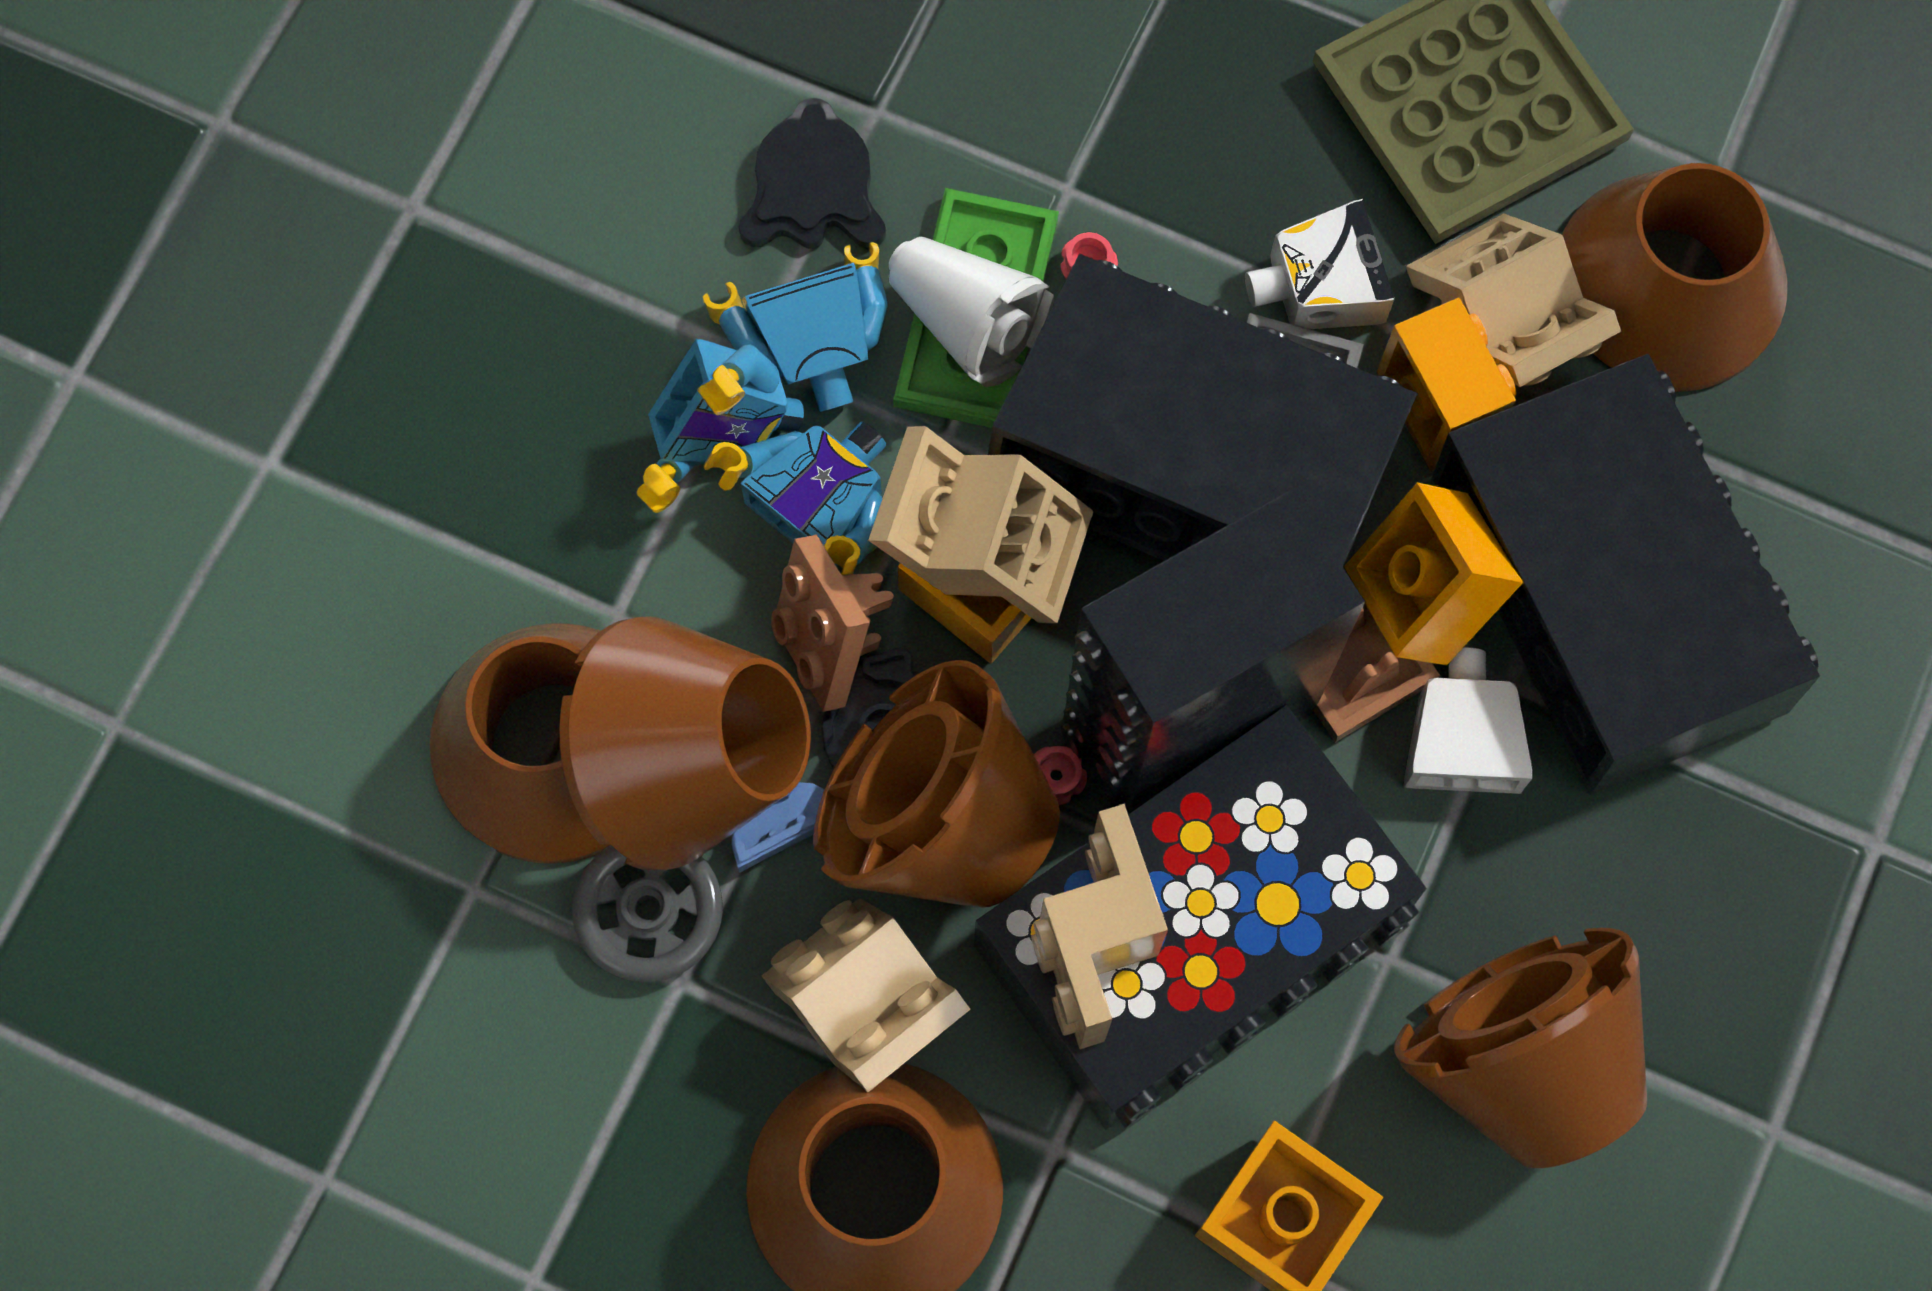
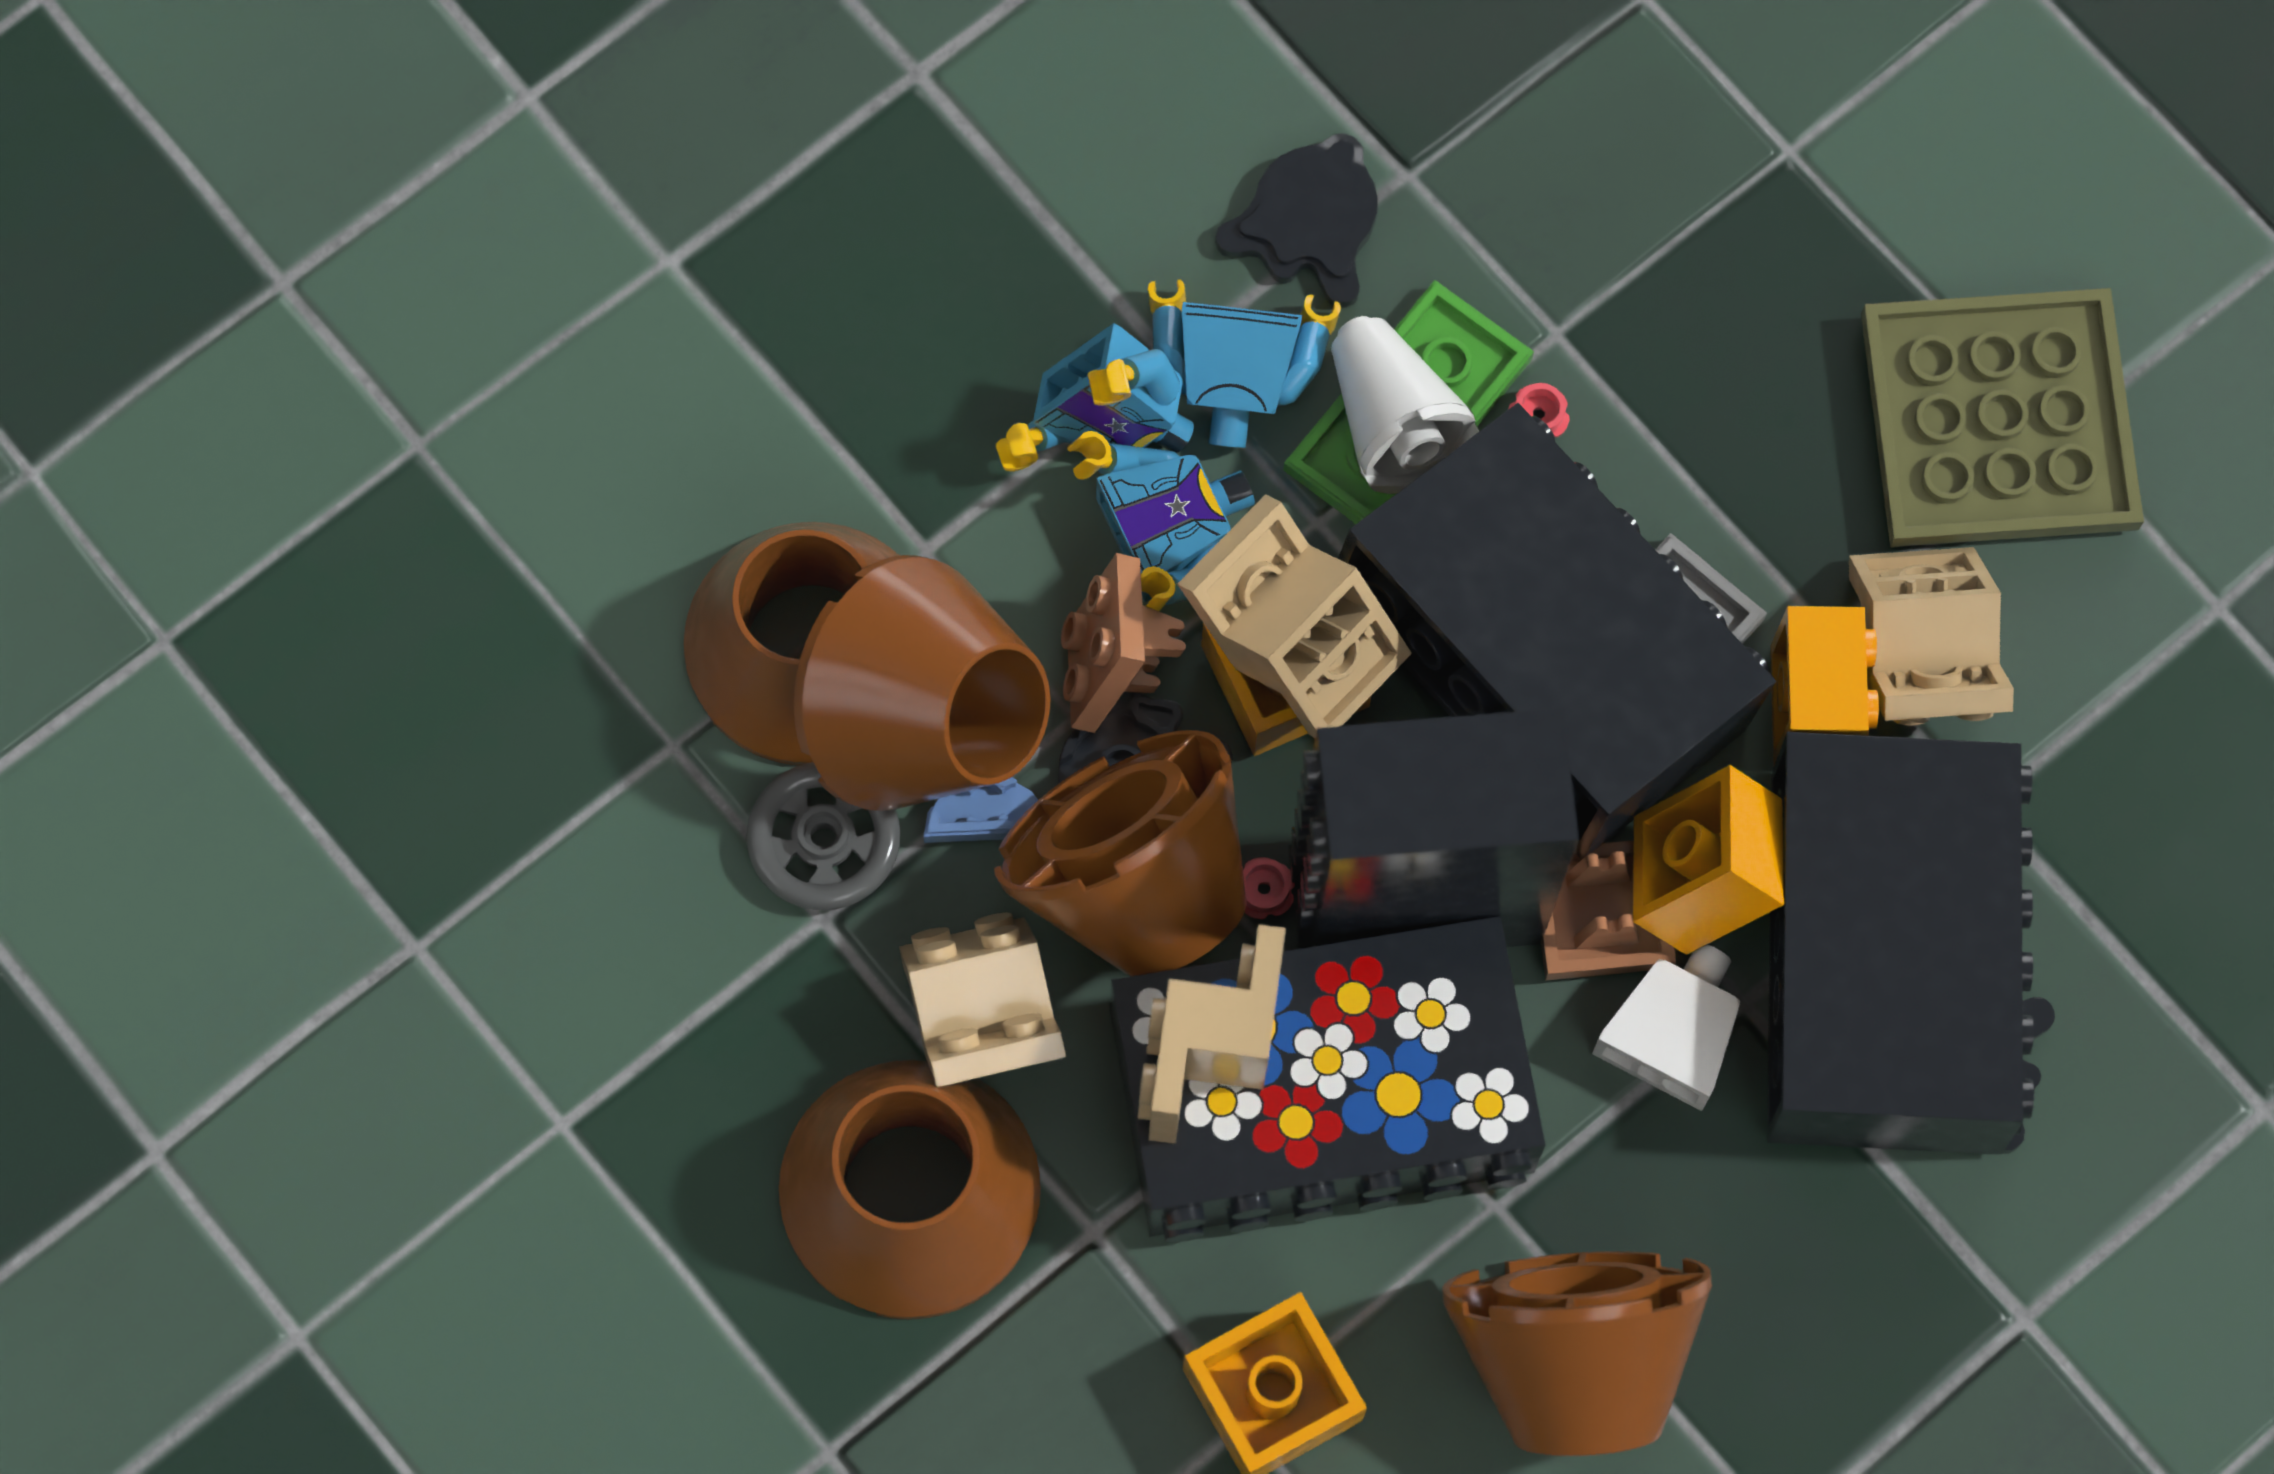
camera: 25 degrees right, 0 degrees up
(1326, 272) = (1763, 526): white torso -> none
(1687, 325) = (2086, 742): dark orange cone -> none

